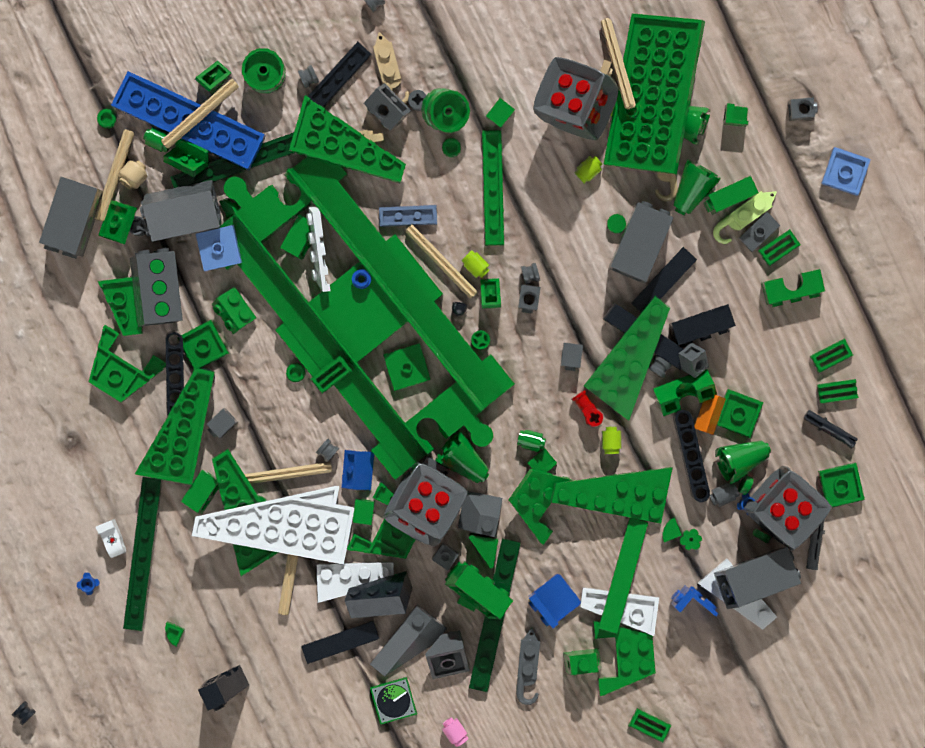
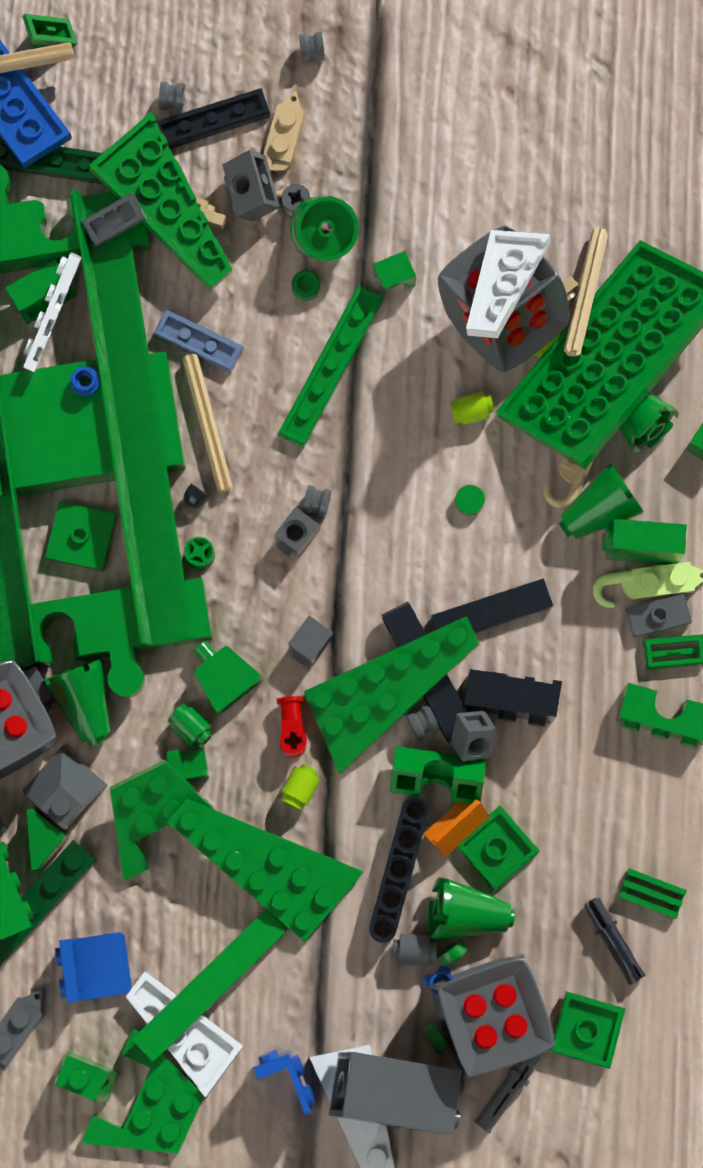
camera: 30 degrees right, 10 degrees down
(269, 81) = (118, 57): green wheel -> none
(322, 174) = (114, 220): none -> dark grey plate
(475, 264) = (250, 450): lime brick -> none
(490, 293) = (247, 501): green slope -> none
(534, 402) = (224, 676): none -> green torso
(573, 87) = (503, 278): none -> white wing
(641, 242) = (488, 537): dark grey brick -> none
(671, 530) = (313, 960): green tile -> none
(694, 544) = (335, 998): green plant -> none
(817, 362) = (669, 839): green tile -> none

